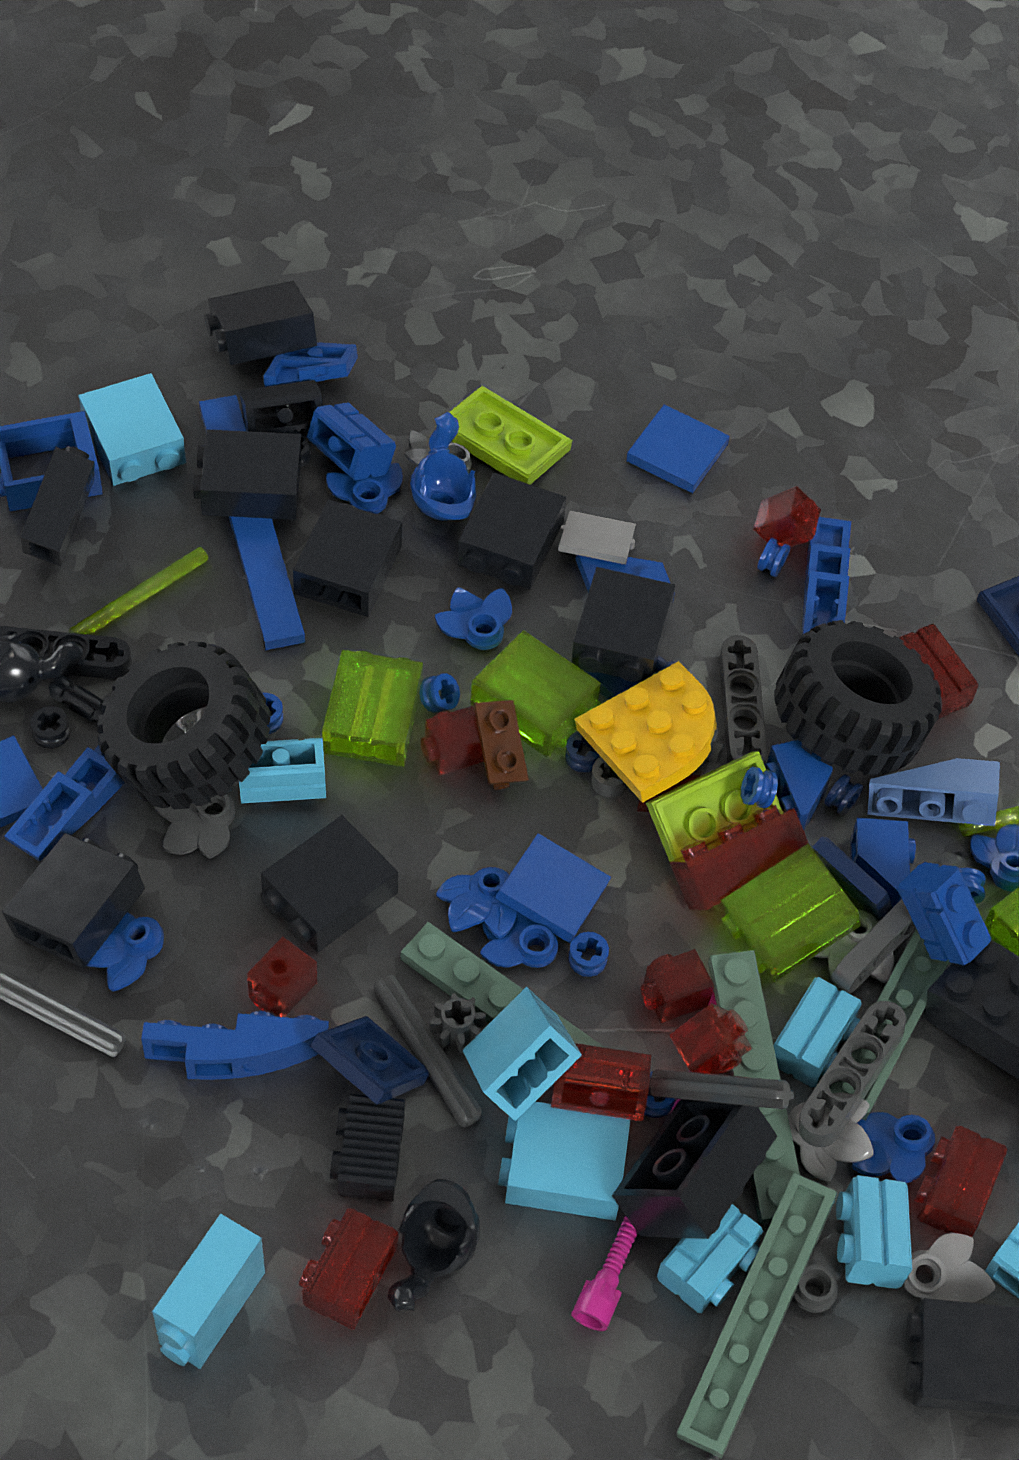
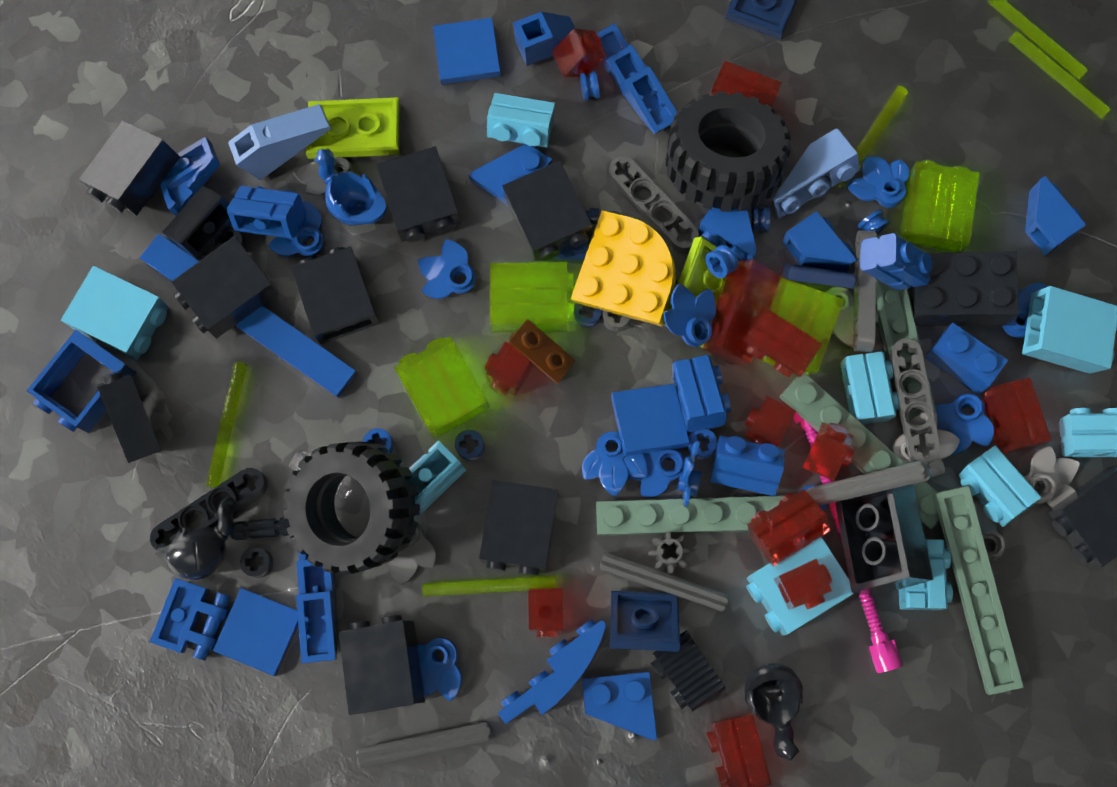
camera: 30 degrees left, 20 degrees up
(237, 910) = (487, 586): none -> clear neon green bar
(277, 1127) = (622, 702): none -> blue wing
(355, 791) = (462, 452): none -> dark blue bush
(411, 388) = (276, 140): none -> medium blue slope
(430, 696) = (472, 344): blue bush -> none
(521, 1053) = (734, 551): medium azure brick -> none
(545, 956) = (689, 478): none -> blue plate
(566, 1141) = (804, 585): none -> clear red brick
(597, 537) = (472, 156): light grey piece -> none
(615, 1000) = (747, 465): none -> blue brick
(627, 898) = (700, 393): none -> blue brick
(673, 536) = (520, 120): none -> medium azure brick
(682, 806) = (691, 314): none -> blue plate
(752, 900) = (781, 342): none -> clear red brick
(760, 475) = (540, 34): none -> blue slope
(951, 1081) = (965, 359): none -> blue brick

